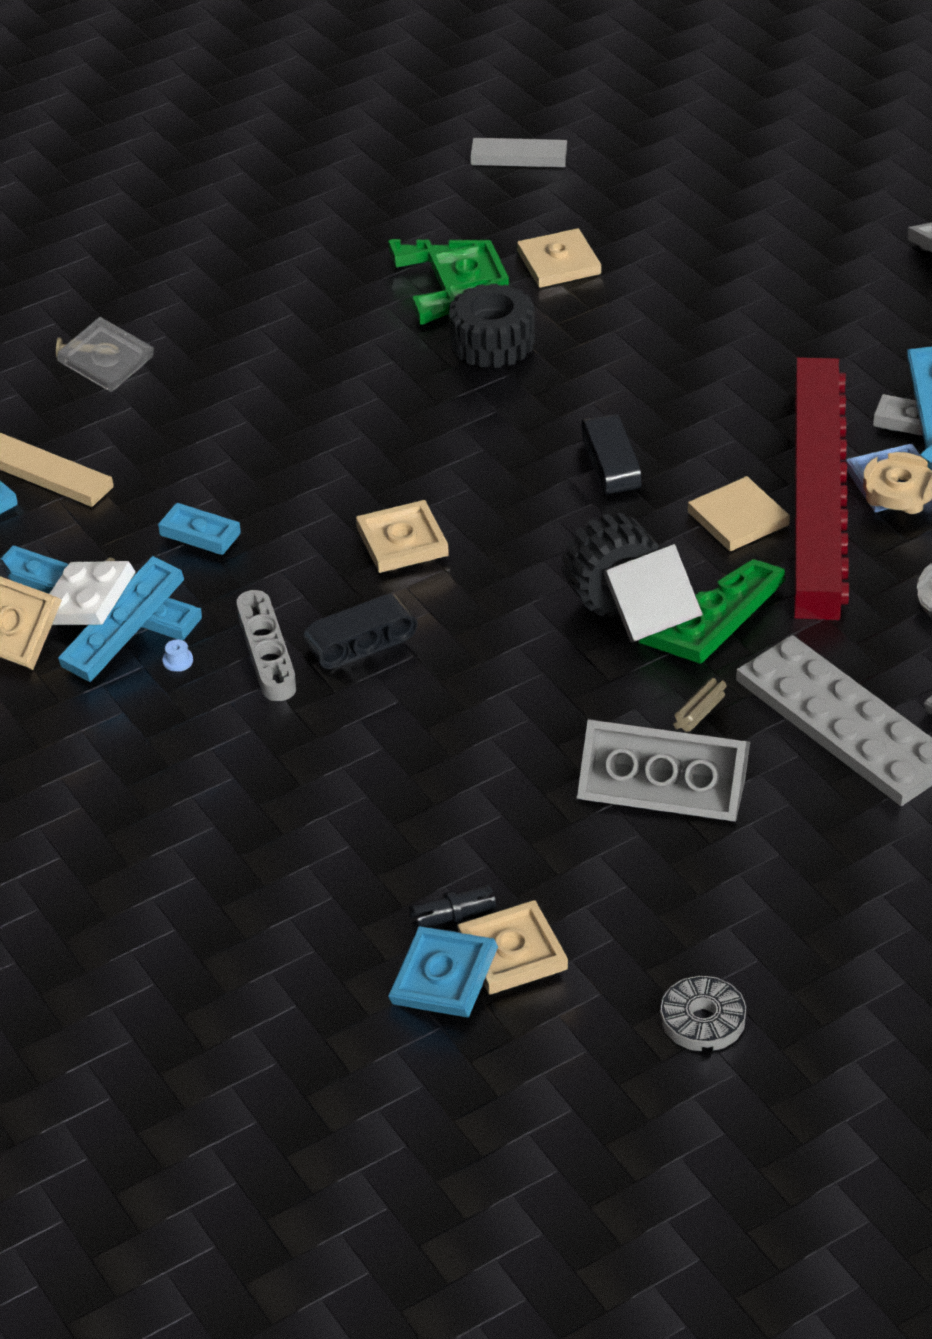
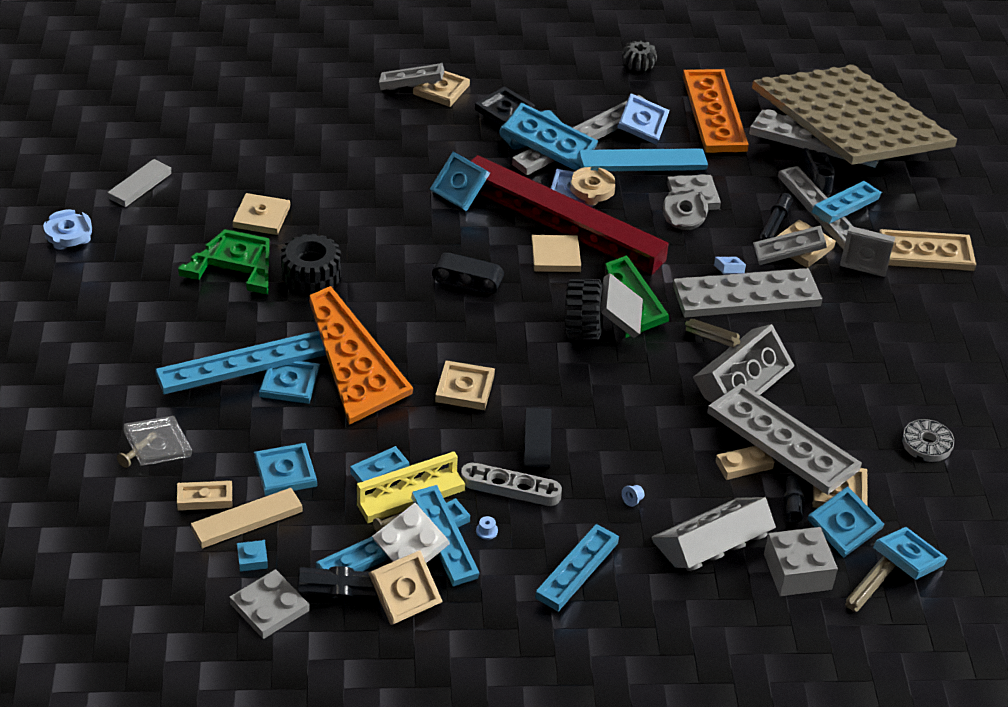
camera: 65 degrees left, 0 degrees up
(49, 423) = (204, 495): none -> tan plate
(144, 464) = (285, 468): none -> dark azure tile
(164, 752) = (576, 567): none -> dark azure plate
(203, 582) = (395, 499): none -> light yellow fence
(292, 404) = (290, 382): none -> dark azure tile
(294, 360) = (240, 362): none -> dark azure plate
(319, 851) = (715, 532): none -> slope
(327, 949) = (800, 561): none -> light grey brick
(333, 754) = (632, 495): none -> light blue piece
(355, 430) = (358, 364): none -> orange wing
(357, 1042) = (869, 584): none -> dark tan axle
(384, 143) = (79, 230): none -> light blue plate
(438, 1061) = (910, 553): none -> dark azure tile
(490, 838) = (744, 462): none -> tan plate
(540, 847) = (784, 438): none -> light grey plate
(775, 369) = (459, 181): none -> dark azure tile
(877, 675) = (729, 265): none -> light blue plate

